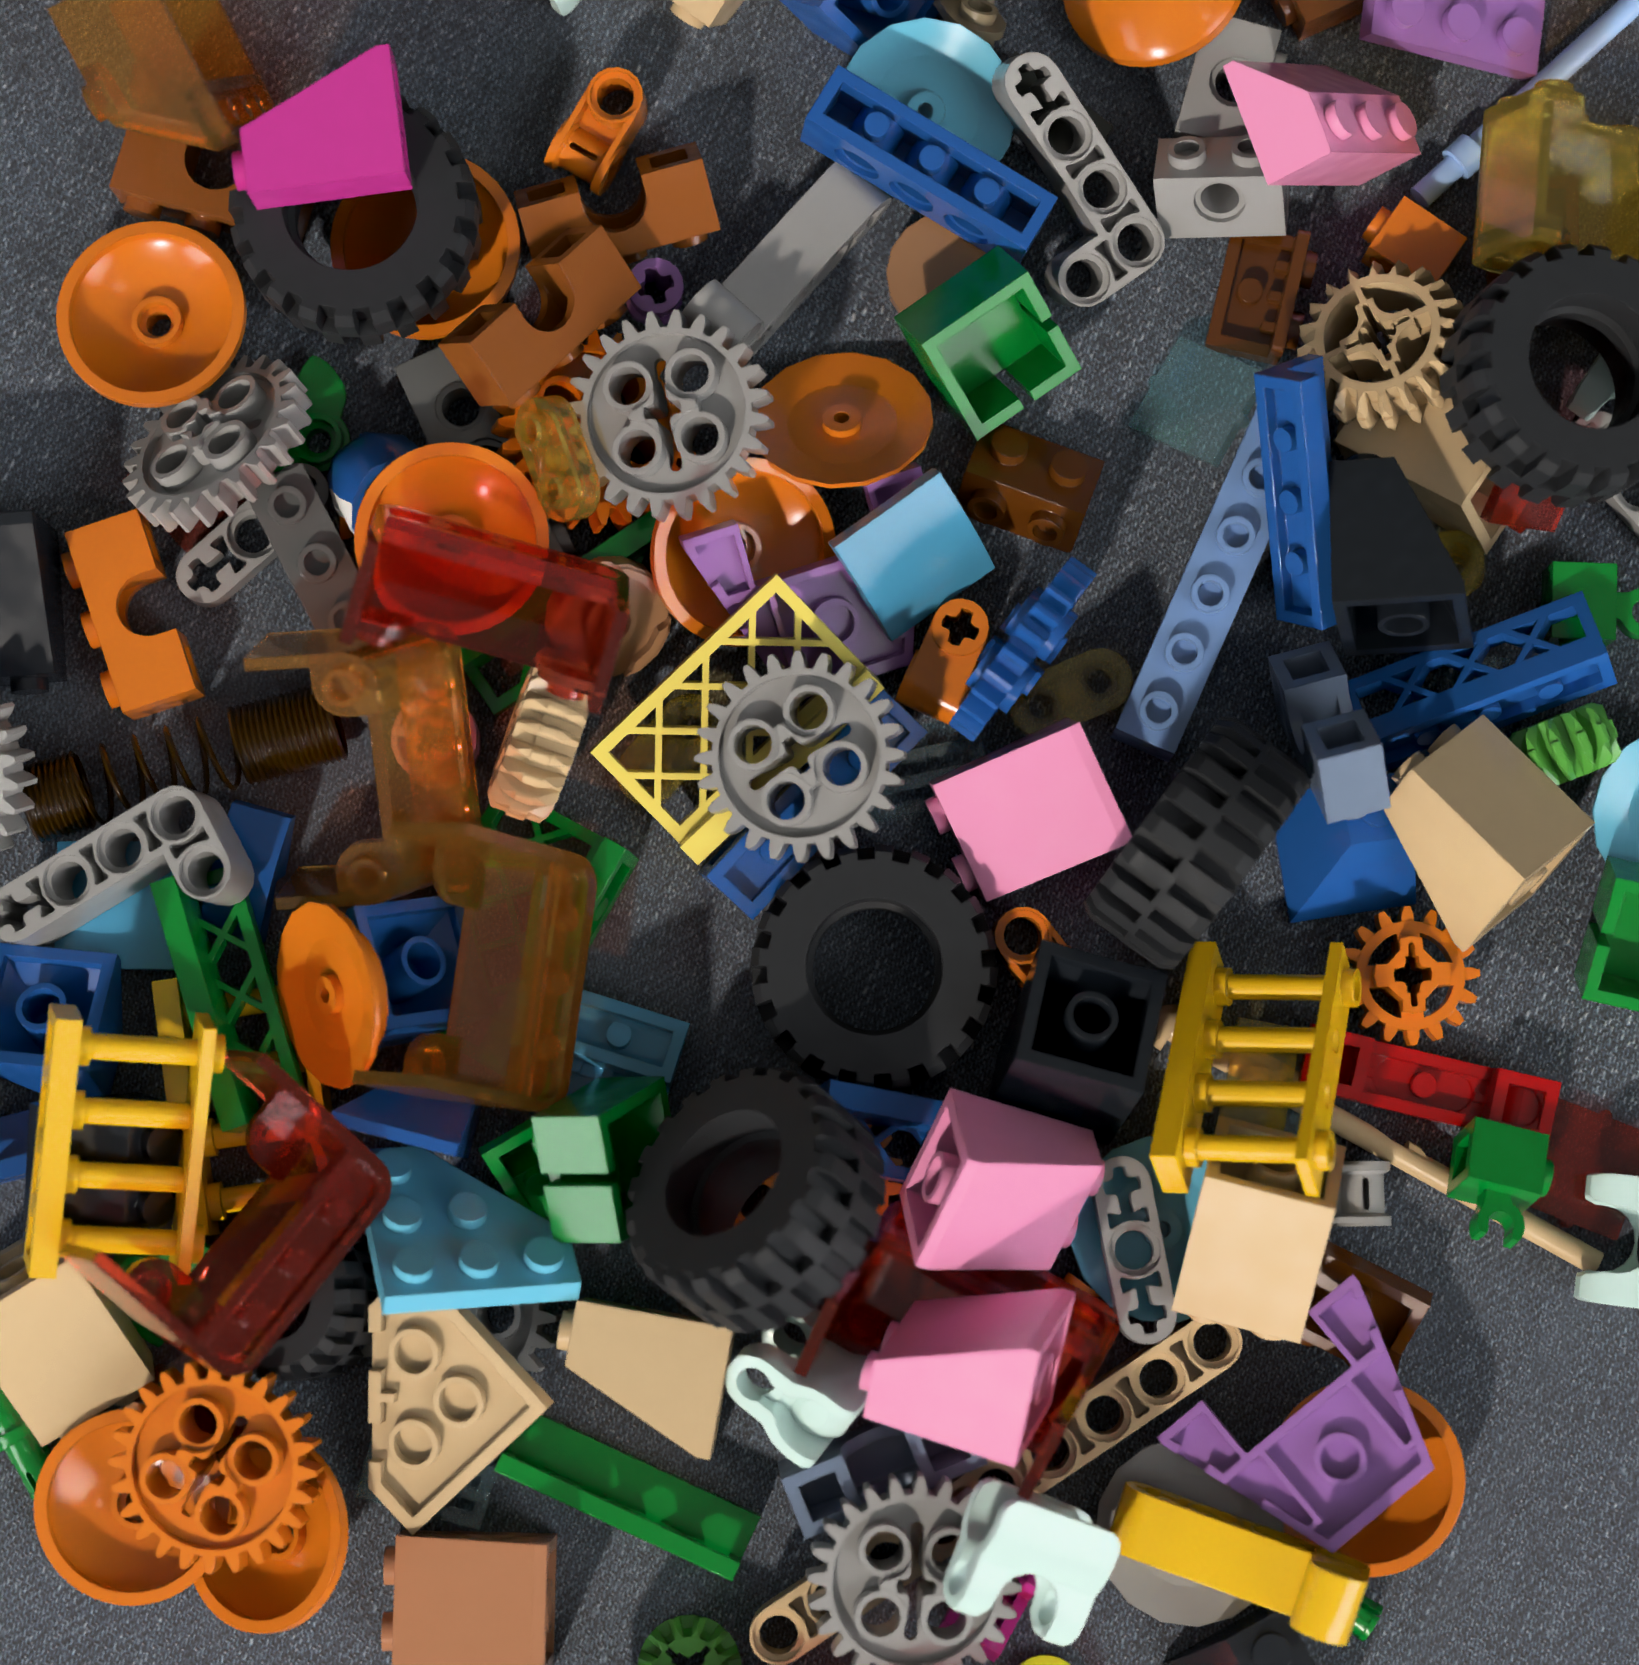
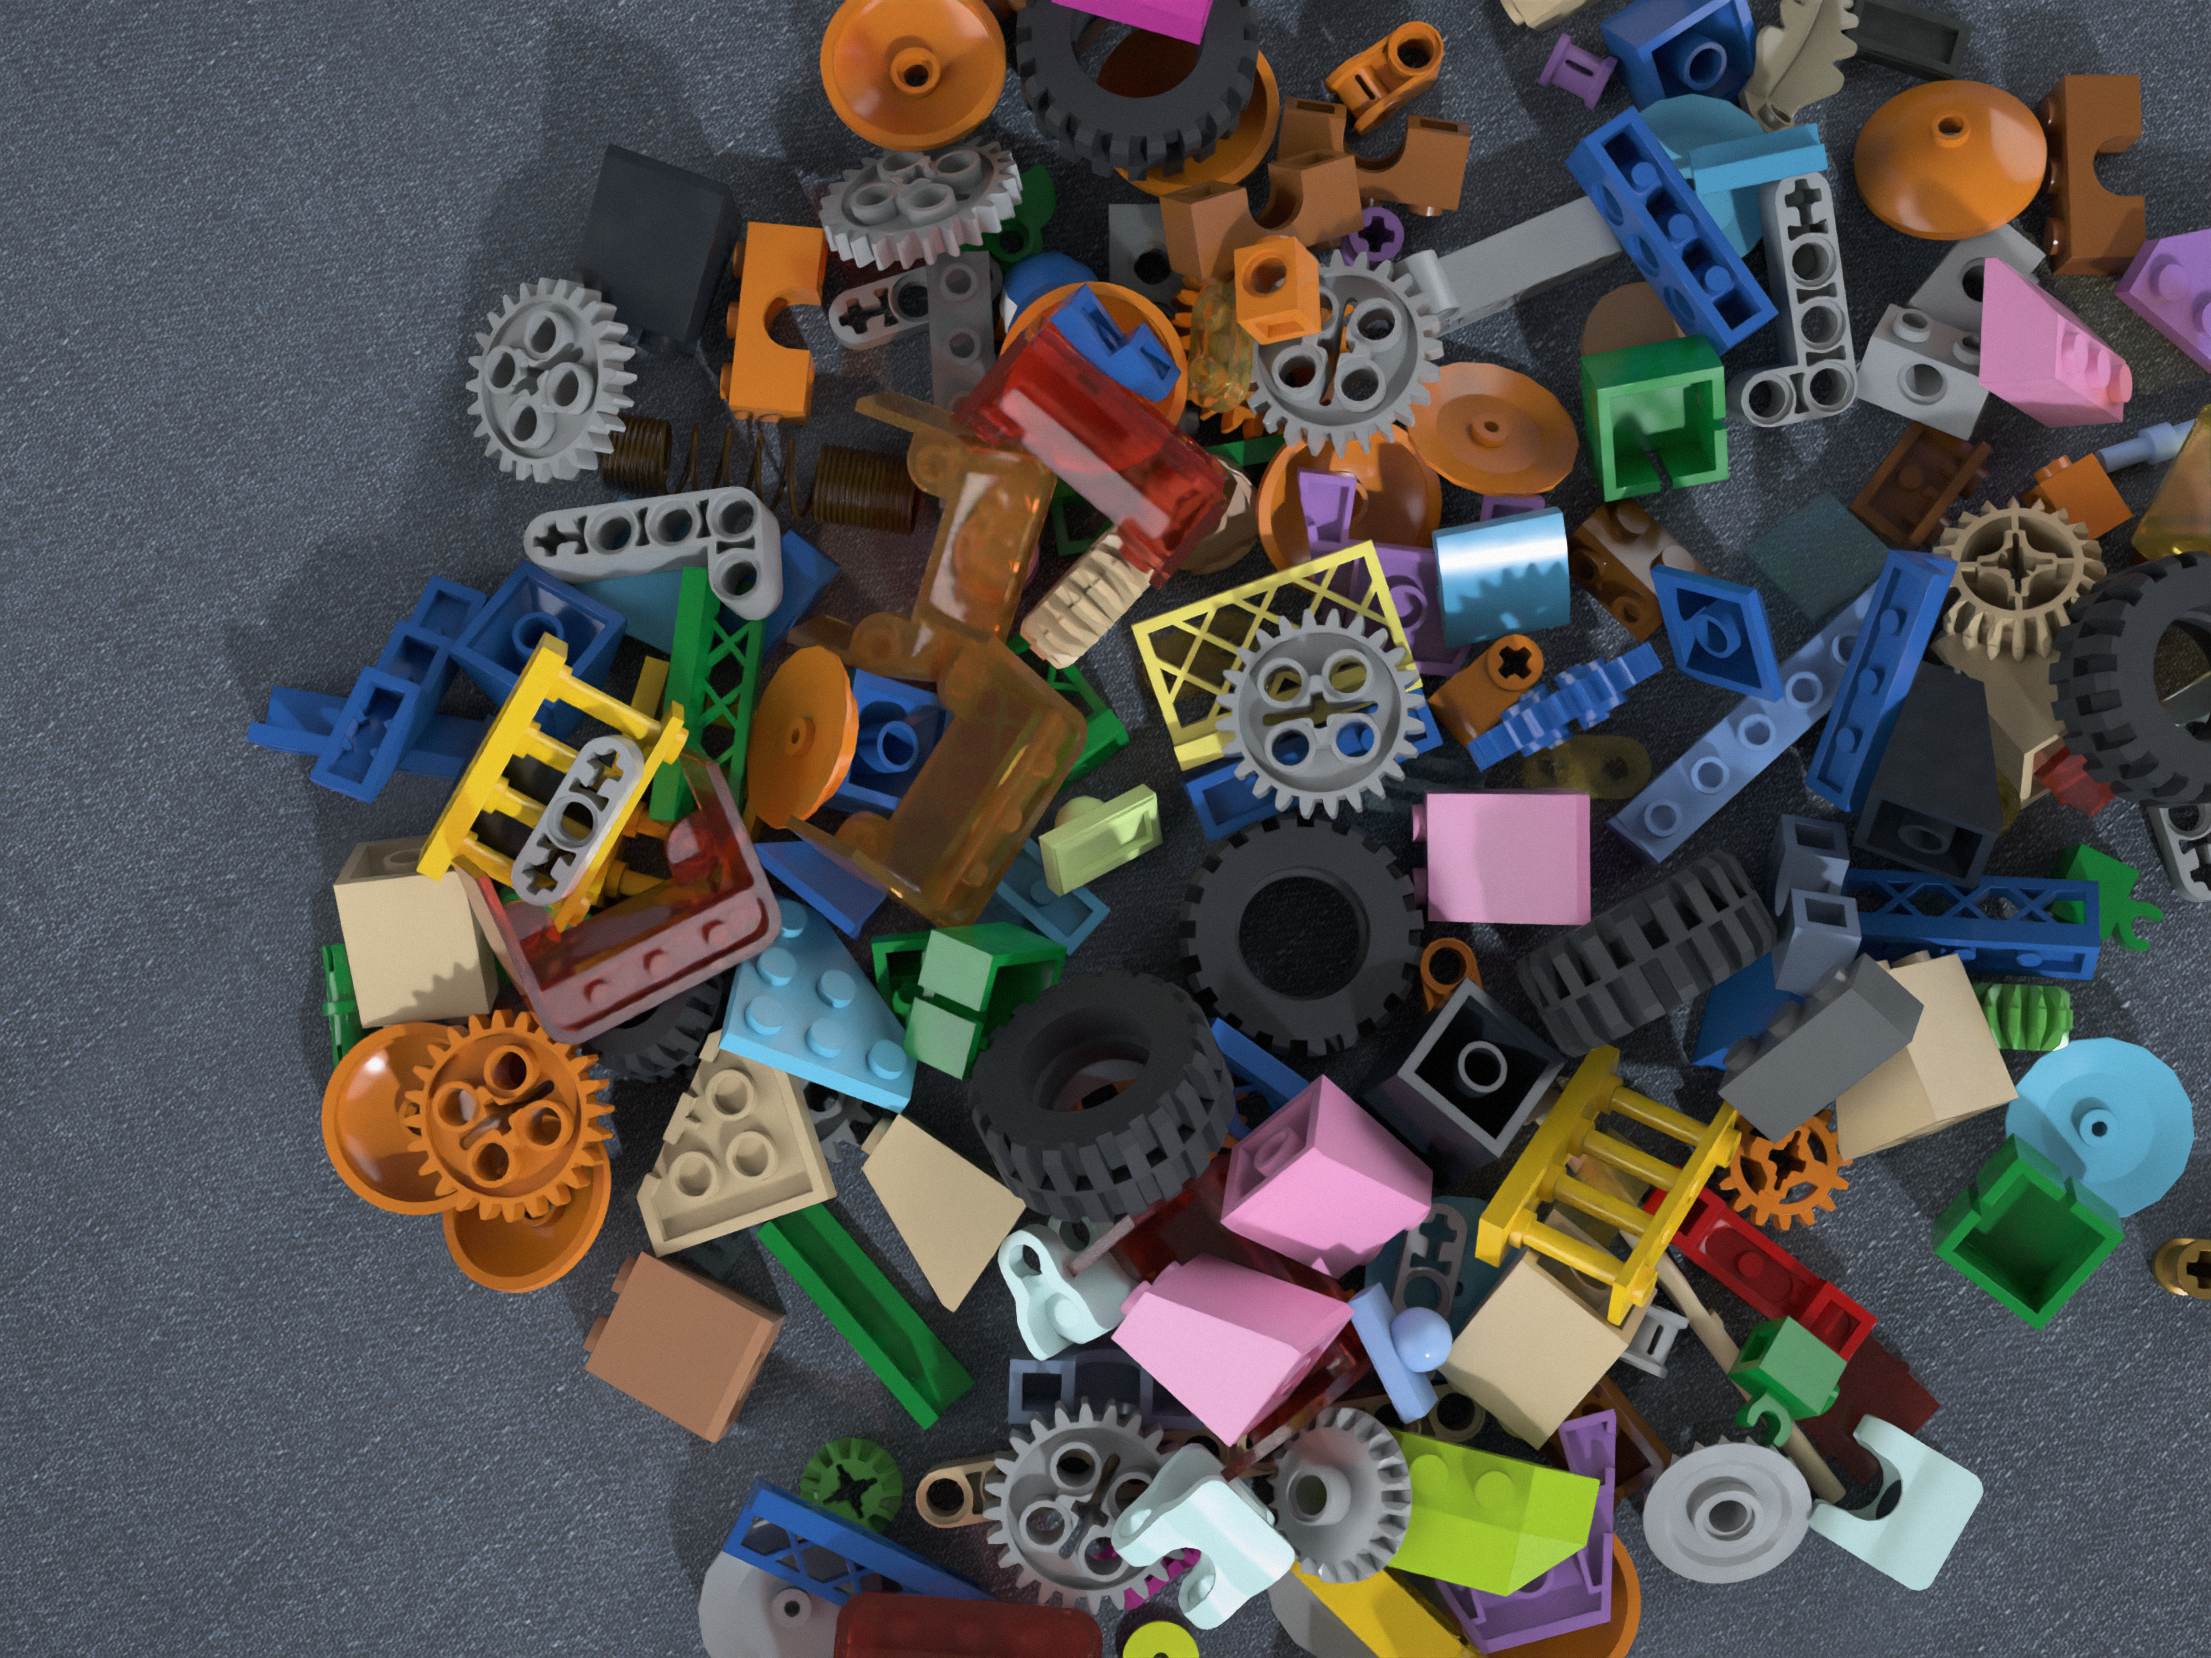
camera: 20 degrees right, 0 degrees up
(169, 1213) = (587, 771): none -> light grey beam
(477, 508) = (1128, 358): none -> blue slope
(608, 391) = (1294, 306): none -> orange brick
(648, 961) = (1098, 837): none -> yellowish green tile
(775, 35) = (1577, 71): none -> medium lavender bush
(974, 66) = (1757, 159): none -> dark azure slope
(1134, 1306) = (1402, 1348): none -> light blue tile
(1136, 516) = (1719, 632): none -> blue slope
(1138, 1465) = (1342, 1495): none -> light grey gear
(1250, 1428) = (1489, 1515): none -> lime wedge
(1389, 859) = (1819, 1047): none -> dark grey brick
(1517, 1343) = (1726, 1511): none -> light grey gear

